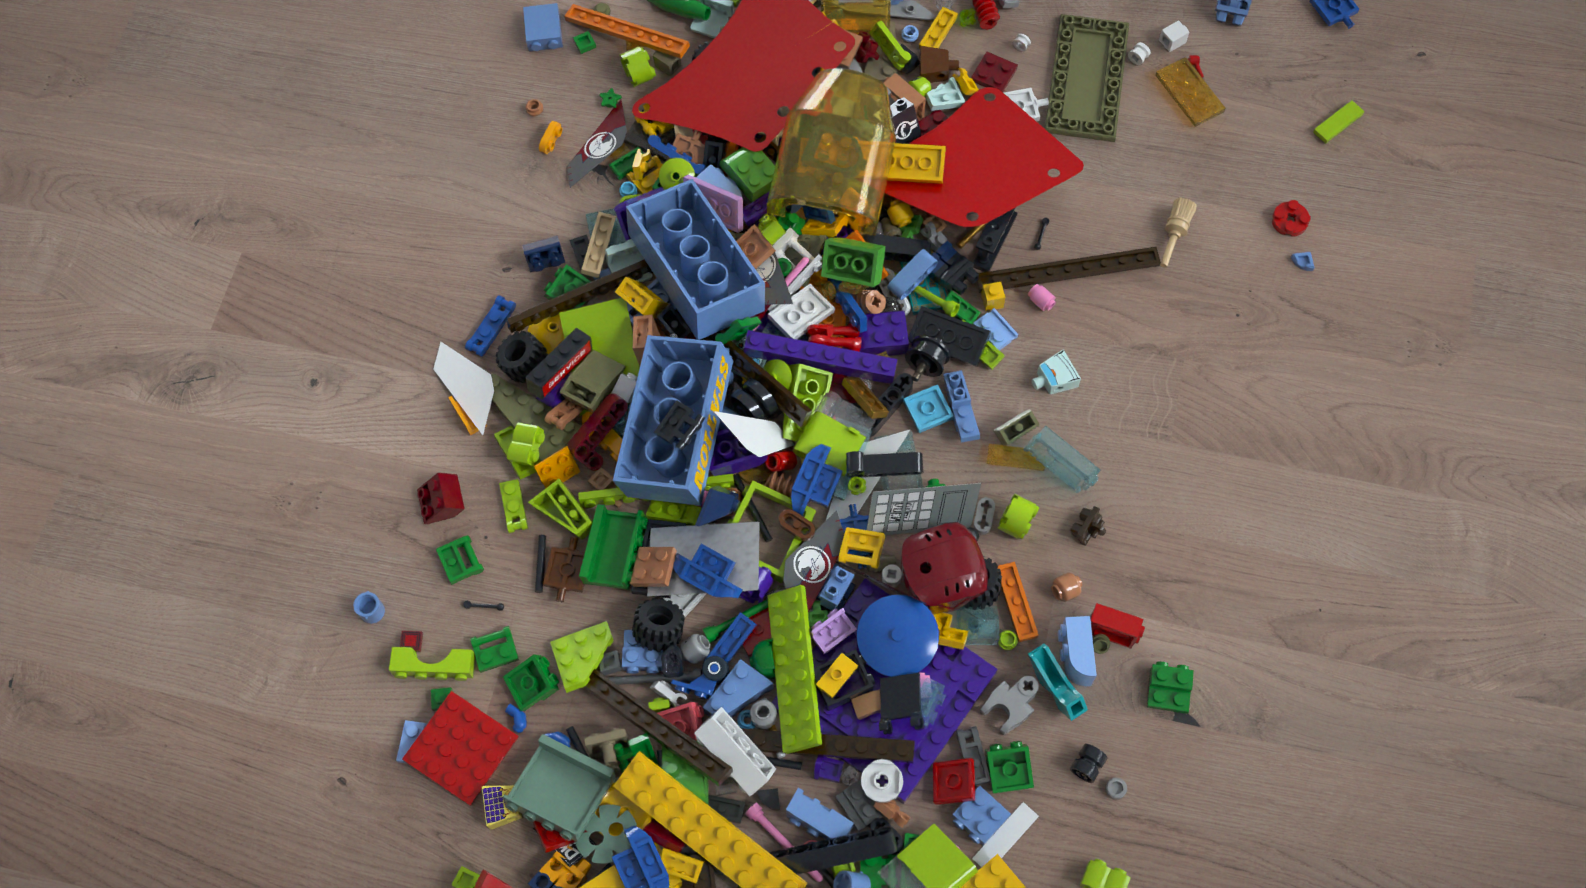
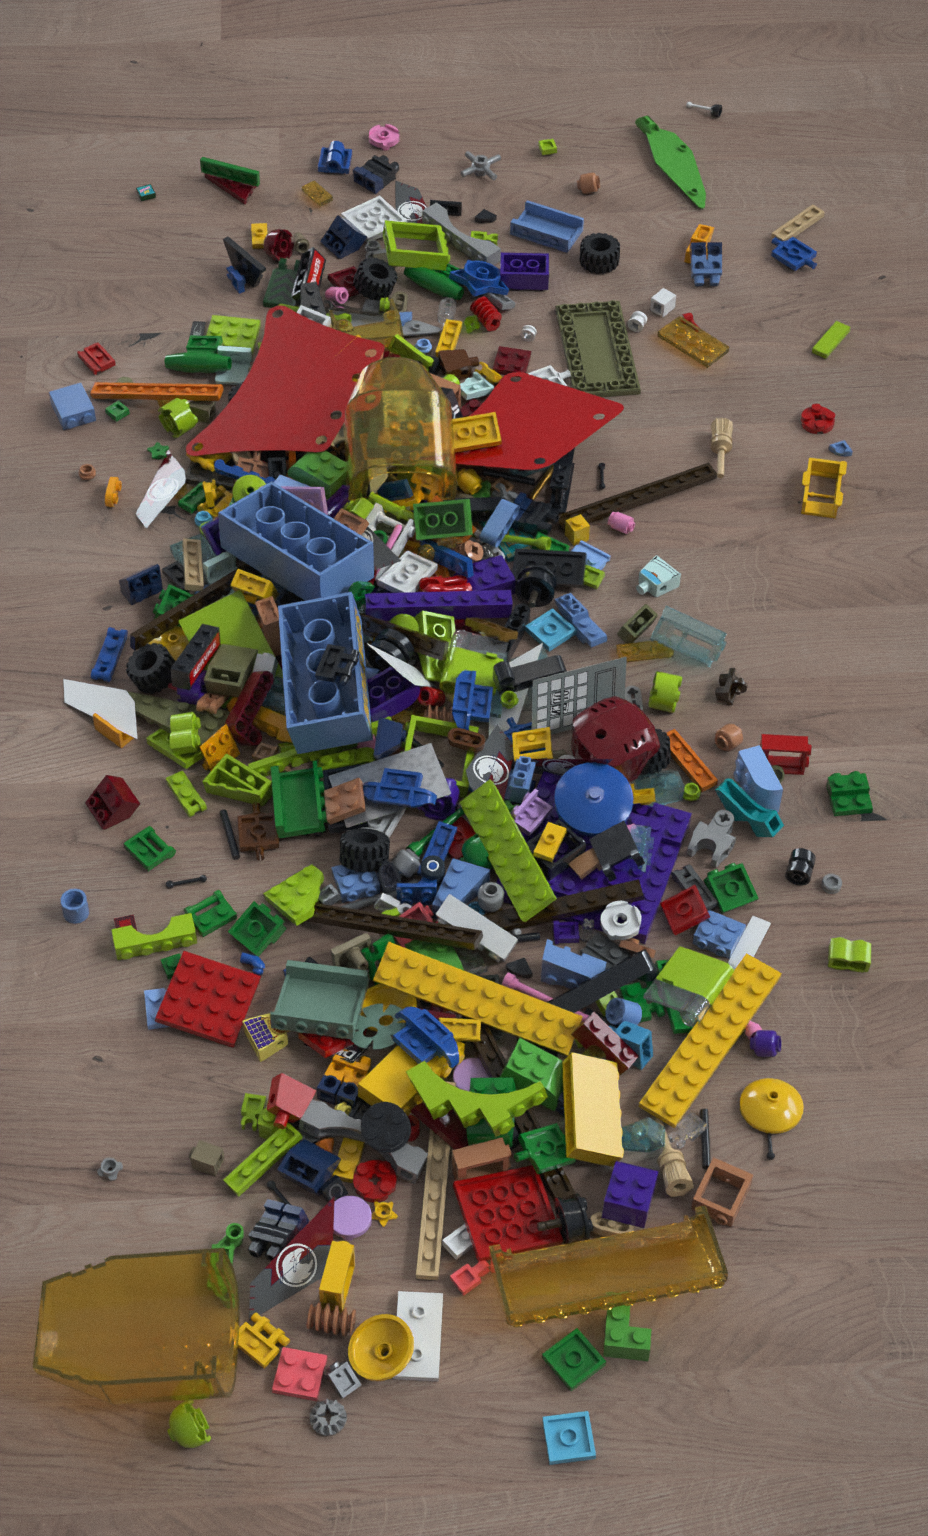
camera: 20 degrees left, 15 degrees down
(805, 233) = (399, 511): none -> lime pin
(1260, 330) = (827, 469): none -> yellow piece

